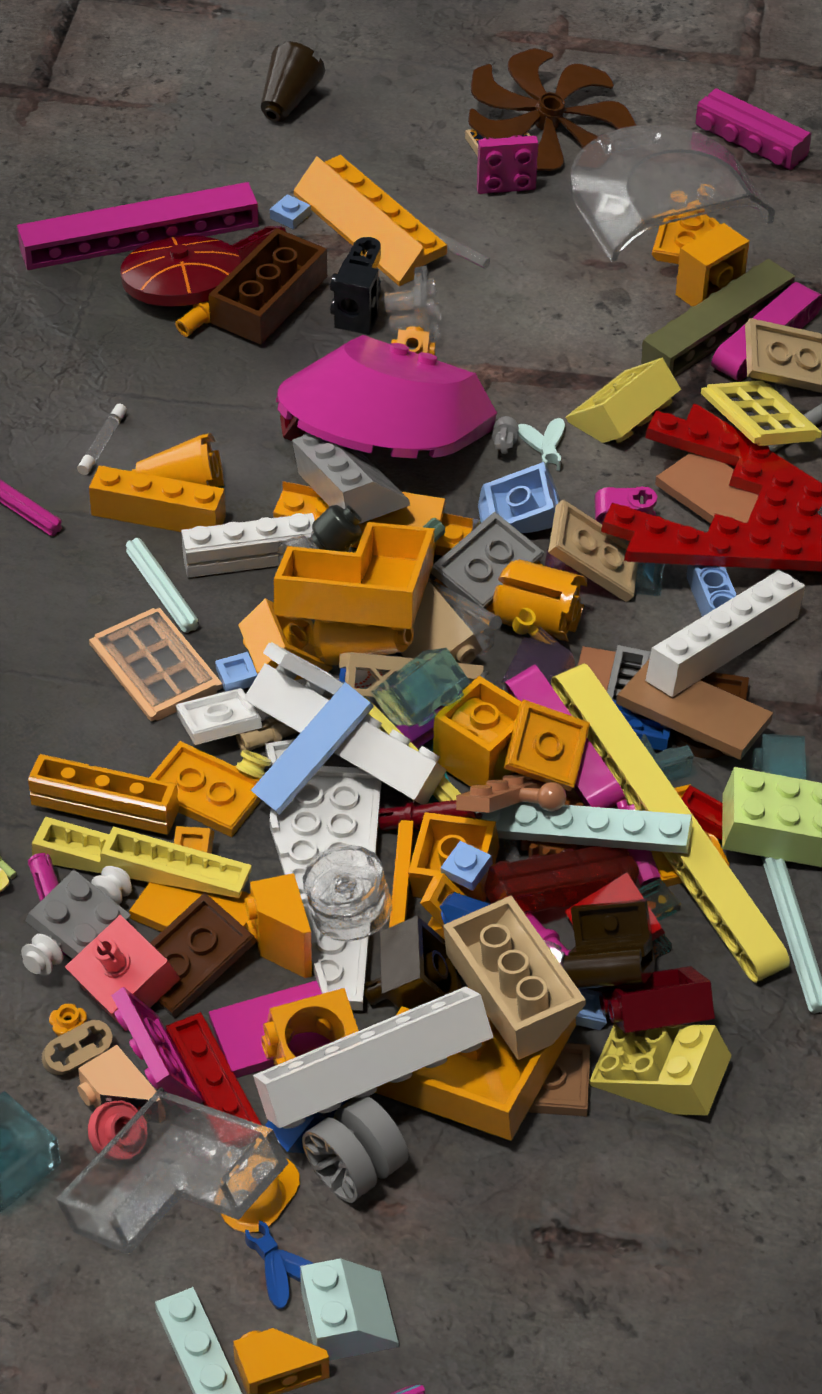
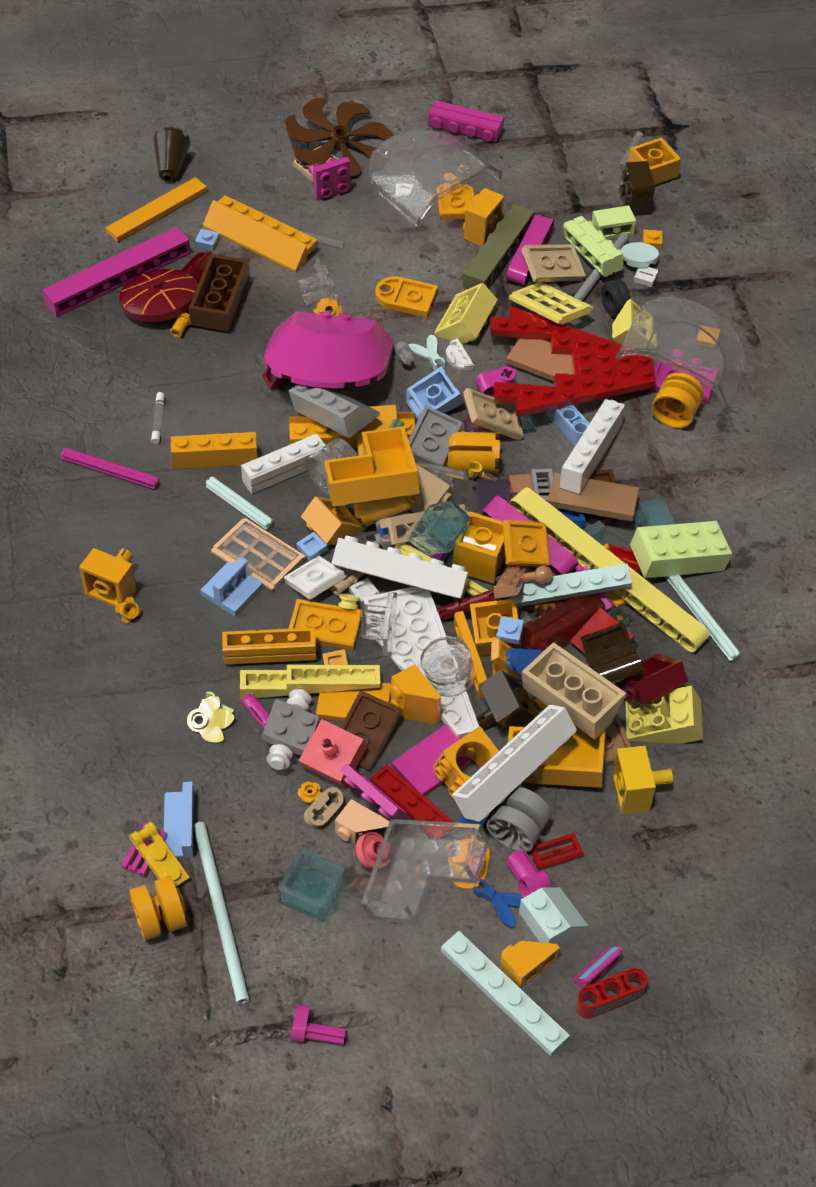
camera: 20 degrees left, 5 degrees up
(95, 700) = (232, 587): none -> light blue bracket
(187, 461) = (221, 421): light orange cone -> none
(237, 155) = (156, 209): none -> light orange tile
(278, 802) = (380, 623): none -> clear bracket
(302, 668) = (363, 535): white tile -> none
(312, 748) = (391, 572): light blue tile -> none
(335, 1230) = (526, 873): none -> dark pink piece
(336, 529) = (346, 442): pearl dark grey head -> none
(357, 288) = (277, 280): black brick -> none
(399, 1223) = (554, 861): none -> red tile
(548, 354) = (406, 295): none -> light orange tile
(566, 1143) = (635, 779): none -> yellow brick
(586, 458) = (458, 357): none -> white tile

